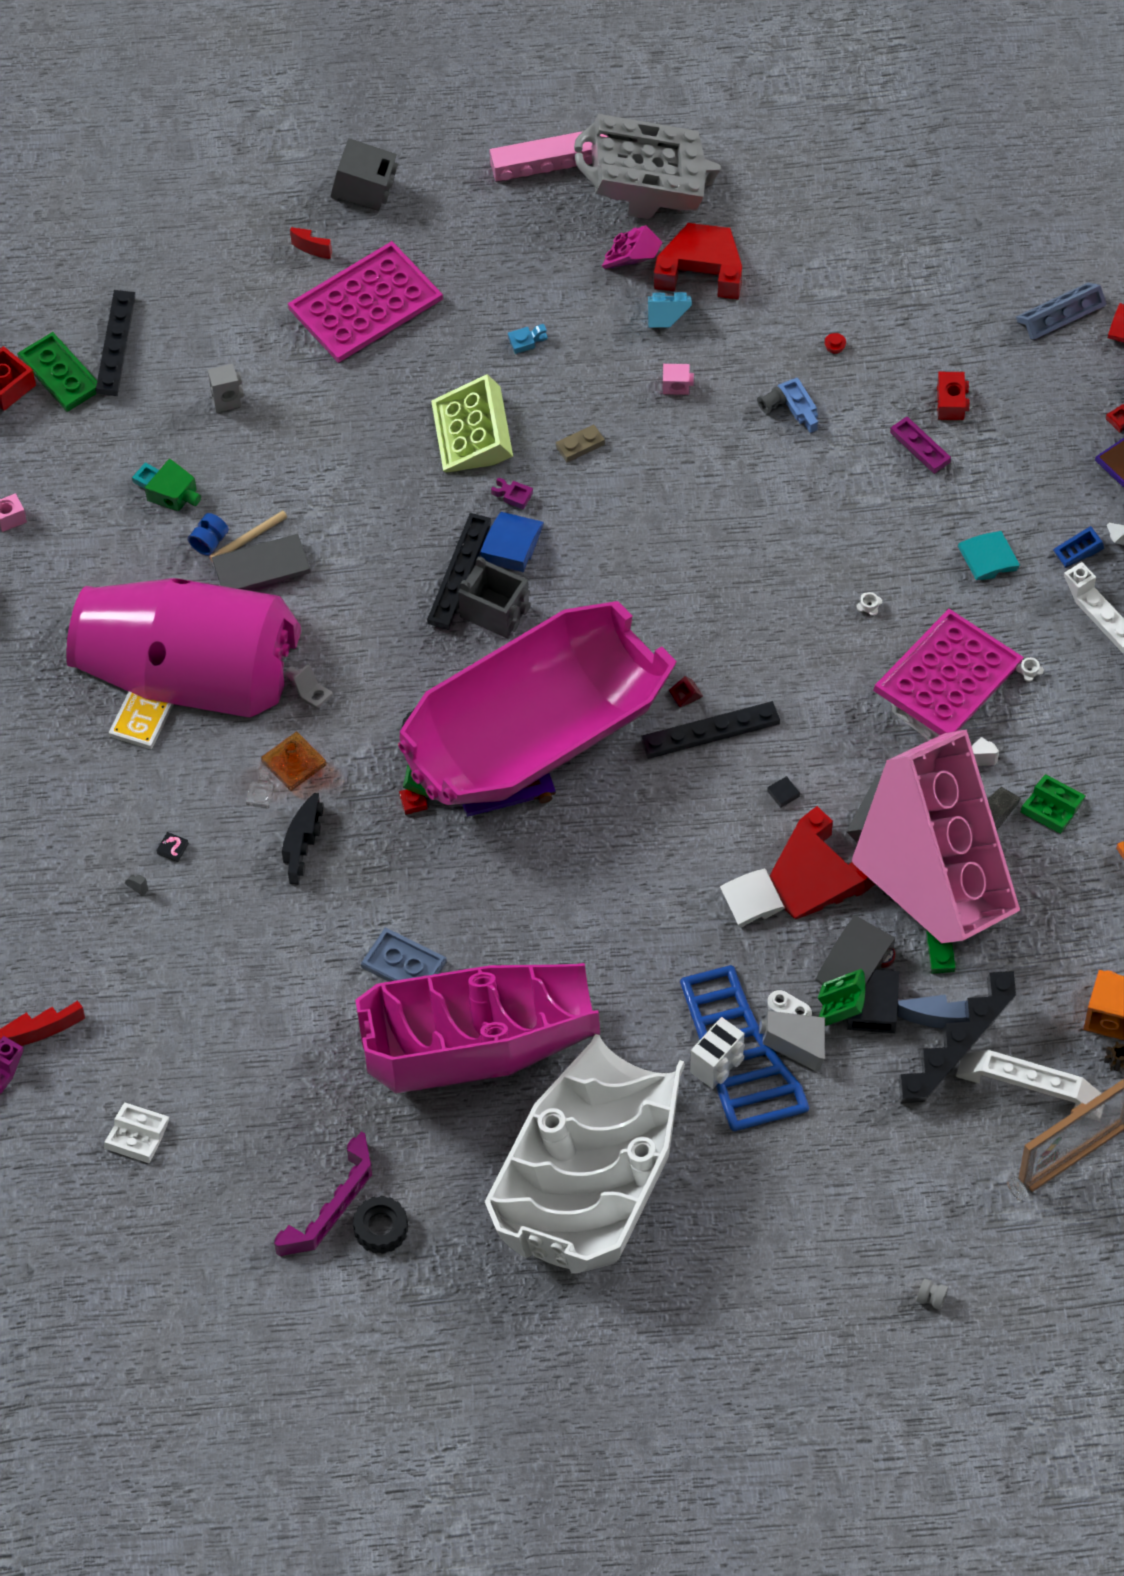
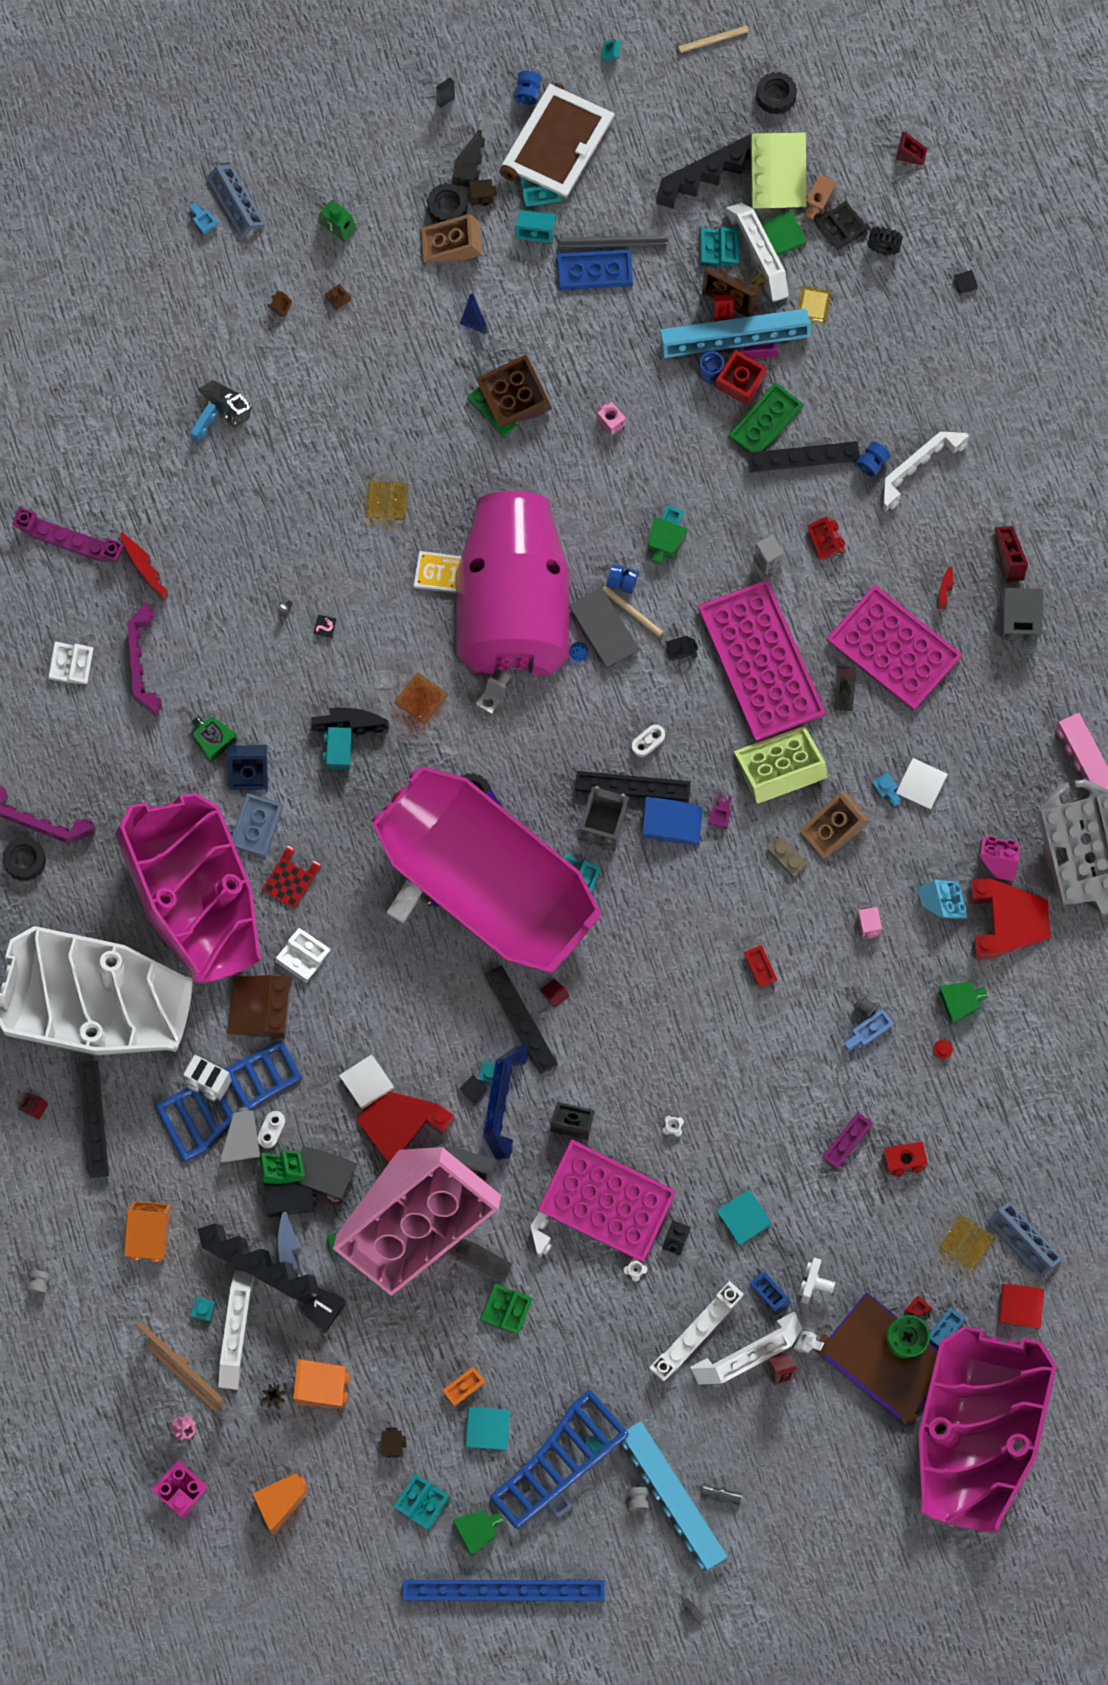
camera: 75 degrees right, 15 degrees up
(33, 755) = (387, 500): none -> clear yellow slope
(140, 278) = (873, 459): none -> blue wheel
(183, 272) = (952, 440): none -> white slope
(216, 1048) = (141, 619): none -> magenta slope
(218, 338) = (826, 537): none -> red bracket
(280, 987) = (212, 737): none -> green torso
(284, 592) = (578, 651): none -> clear blue tile
(292, 178) = (1011, 555): none -> dark red slope
(307, 495) = (682, 648): none -> black bracket
(329, 954) = (248, 767): none -> dark blue slope
(333, 853) = (338, 748): none -> teal brick
(344, 424) = (761, 660): none -> dark pink plate
(399, 352) = (844, 688): none -> clear smoke slope
(410, 548) = (646, 740): none -> white plate
(482, 939) = (289, 881): none -> red flag
(528, 305) = (921, 783): none -> white slope
(539, 822) = (404, 902): none -> white plate
(556, 389) = (835, 824): none -> medium nougat slope
(579, 938) = (302, 955): none -> white slope
(634, 991) = (259, 1006): none -> reddish brown slope
(702, 488) = (760, 966): none -> red plate
(702, 1268) = (33, 1106): none -> dark red slope
(736, 1199) = (93, 1119): none -> black plate
(768, 771) = (486, 1072): none -> teal plate
(785, 315) = (961, 1000): none -> green torso
(807, 761) = (499, 1145): none -> clear blue slope
(844, 697) = (572, 1120): none -> pearl dark grey slope
(890, 1158) = (147, 1230): none -> orange slope
(998, 1119) = (203, 1309): none -> teal plate
(1000, 620) = (676, 1237): none -> black bracket
(1030, 988) = (323, 1309): none -> black torso
(1055, 361) = (967, 1242): none -> clear yellow slope
(1077, 498) = (814, 1282): none -> white plate

